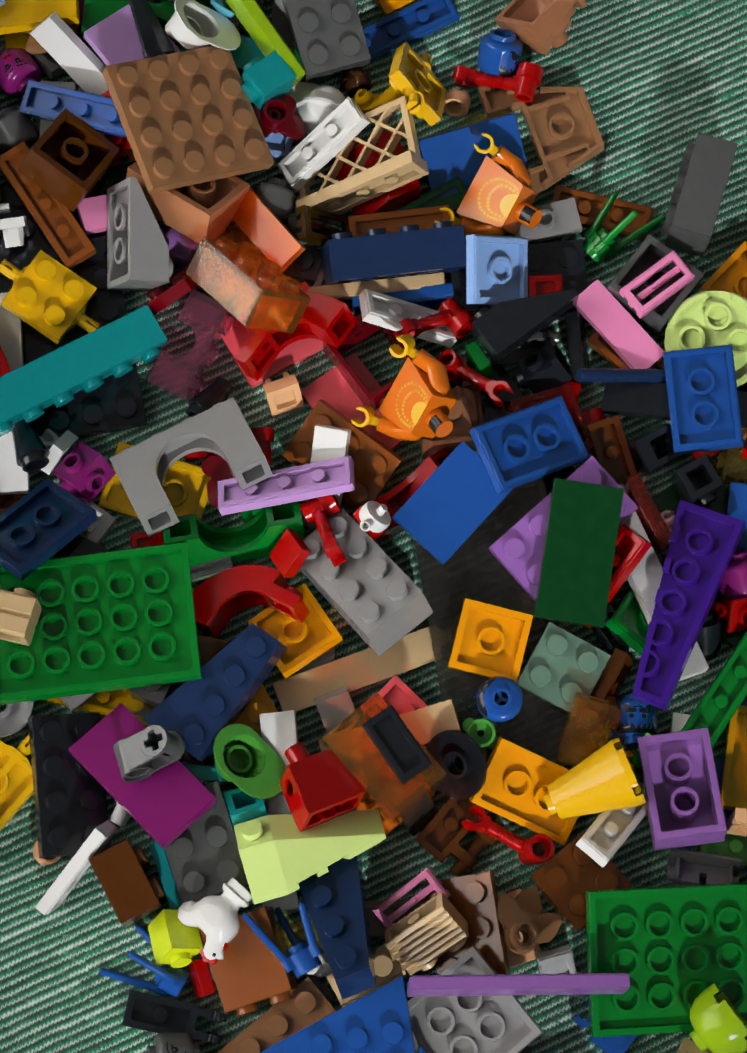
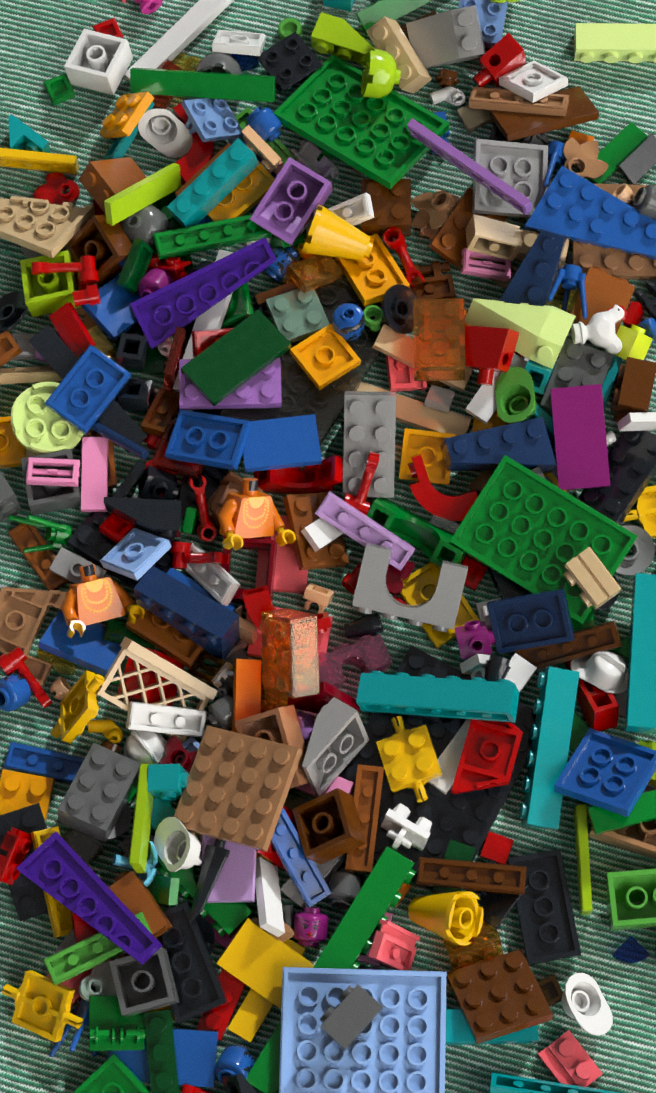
camera: 135 degrees left, 5 degrees down
(147, 752) = (571, 439): dark grey piece -> none
(289, 553) = (395, 490): red tile -> none
(374, 517) = (333, 464): white piece -> none
(397, 744) = (428, 330): black tile -> none
(556, 961) = (435, 178): light grey tile -> none

